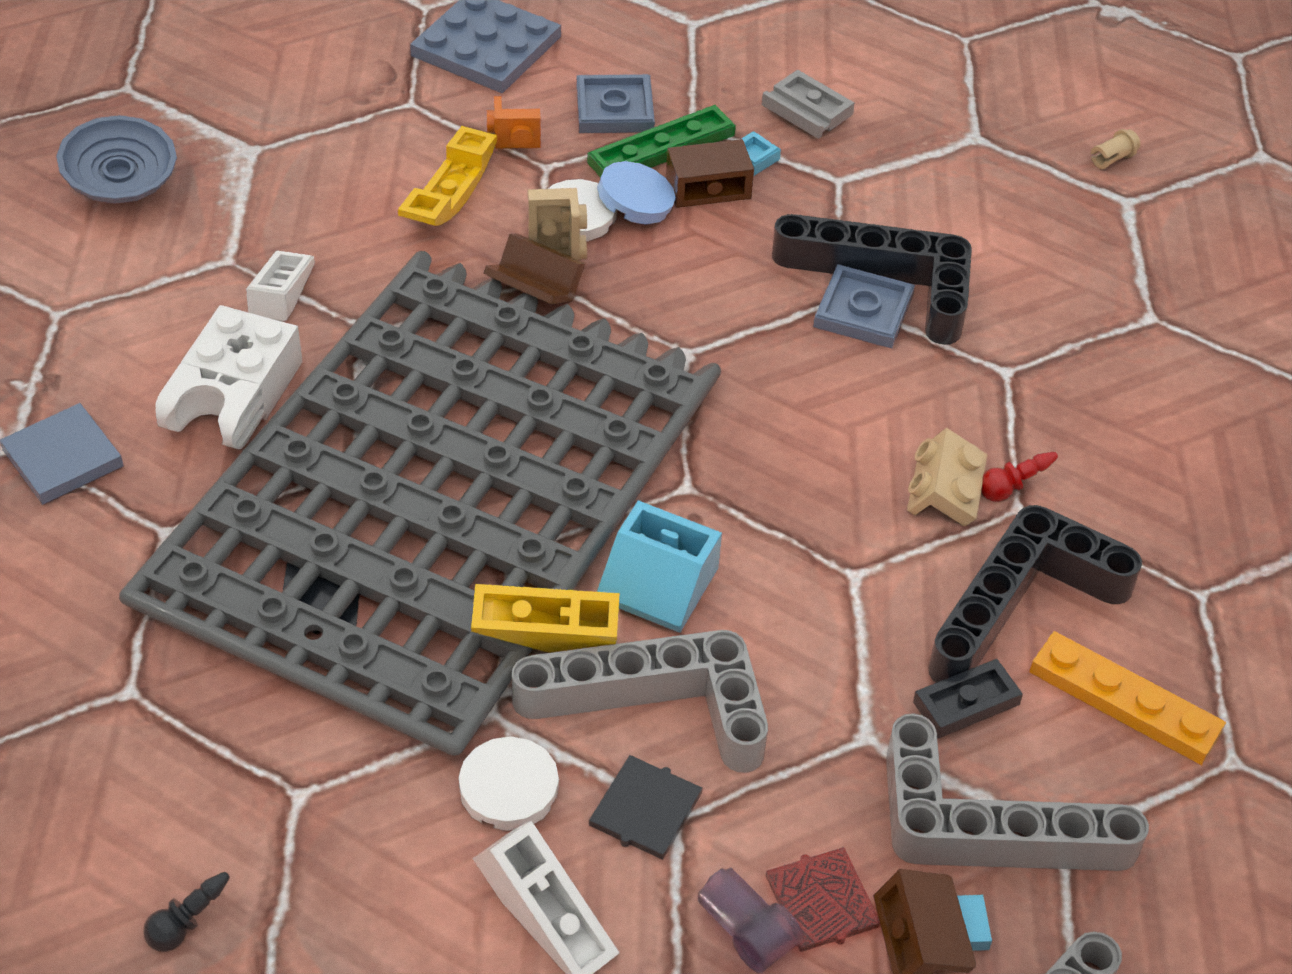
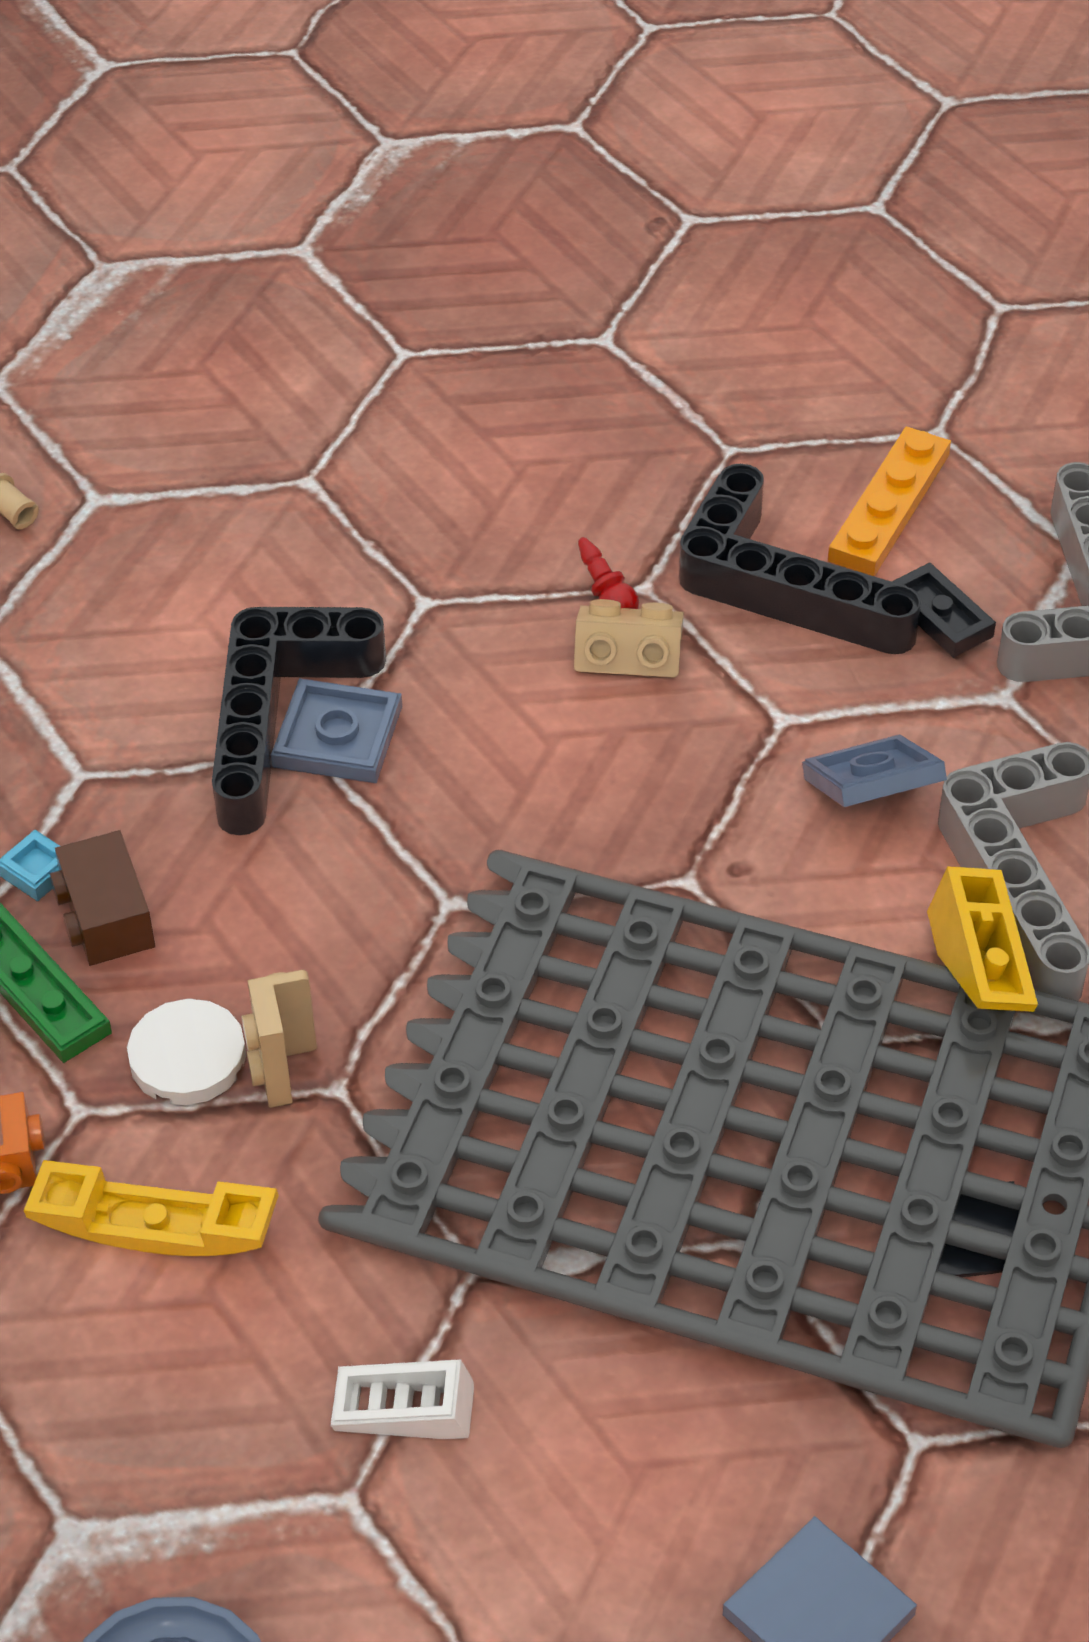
camera: 95 degrees left, 0 degrees up
(232, 372) = (633, 1398): white brick -> none
(537, 270) = (348, 1068): reddish brown panel -> none
(636, 191) = (154, 976): light blue tile -> none
(661, 565) = (854, 867): medium azure slope -> none
(764, 600) = (873, 770): none -> sand blue tile

